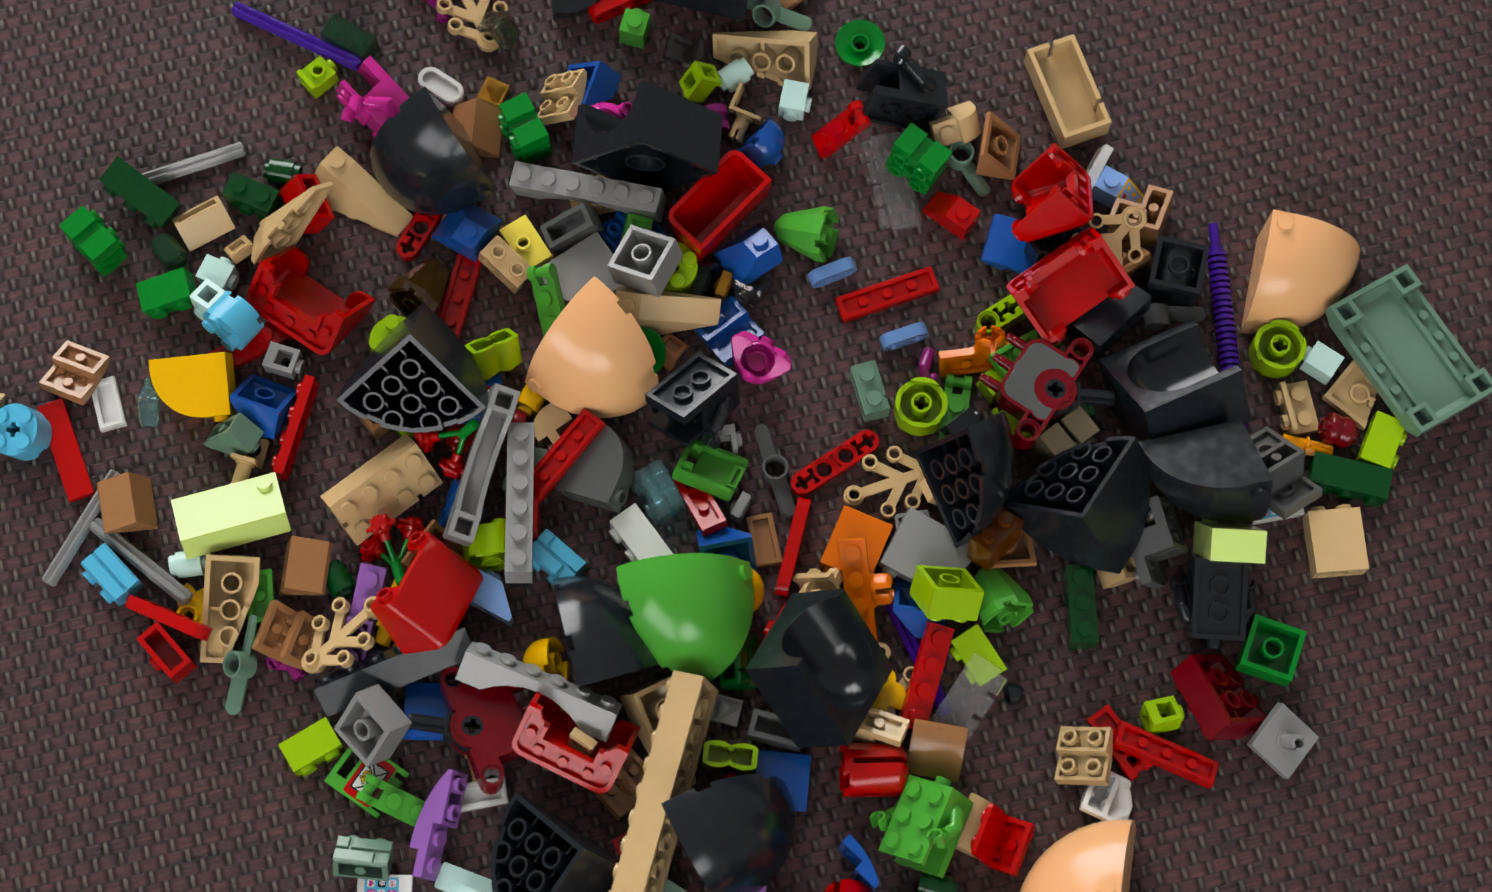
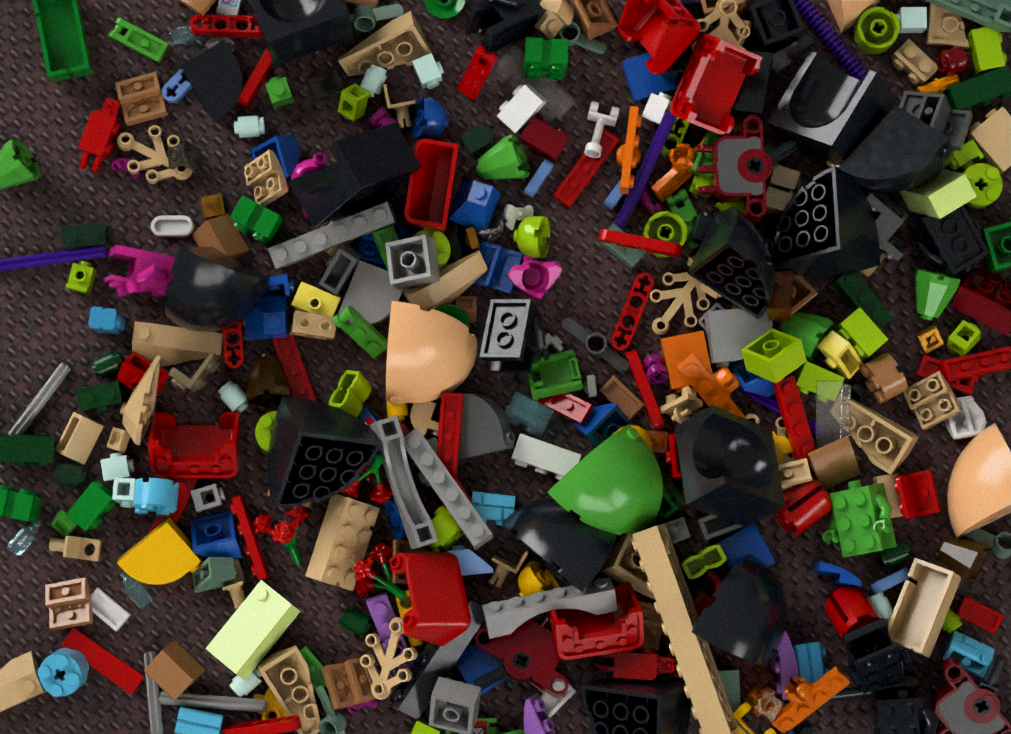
camera: 35 degrees left, 10 degrees up
(79, 283) = (23, 539): none -> clear light blue piece
(122, 323) = (75, 547): none -> tan bracket
(127, 293) = (63, 523): none -> bright green tile
(305, 567) = (328, 629): medium nougat slope -> none
(311, 128) = (106, 320): none -> dark azure brick
(331, 437) = (284, 532): none -> red plant
(360, 239) = (198, 380): none -> dark tan bracket
(378, 282) = (233, 397): none -> light aqua brick
(501, 201) = (282, 280): none -> blue bracket
(526, 627) = (504, 568): none -> tan bracket
(582, 742) = (602, 621): tan tile -> none
(583, 41) = (249, 126): none -> light aqua brick
(588, 816) = (638, 665): none -> red hinge
(769, 607) = (659, 440): none -> dark orange tile
(781, 288) = (513, 213): none -> white piece
(786, 321) = (532, 236): none -> lime cylinder
(796, 195) = (477, 139): none -> clear green brick
(818, 532) = (655, 369): none -> magenta wheel
(861, 192) = (521, 107): none -> white brick
(864, 238) = (544, 139): none -> dark red brick
(887, 393) = (640, 243): none -> red beam
(907, 277) = (593, 148): none -> white bar
(938, 306) = (629, 154): none -> orange plate
(943, 331) = (645, 170): none -> dark purple axle
(952, 213) = (591, 80): red slope -> none
(995, 281) = (656, 107): none -> white brick
(1003, 758) = (879, 437): none -> tan wedge
(1017, 642) = (840, 354): none -> light yellow brick
(1048, 697) = (883, 377): none -> medium nougat brick
(1053, 637) = (861, 333): none -> lime brick
(1124, 693) = (929, 339): none -> pearl gold tile
(1160, 646) = (933, 292): none -> bright green cone
(1287, 533) = (966, 156): none -> lime brick
(1295, 576) = (988, 179): none -> lime brick

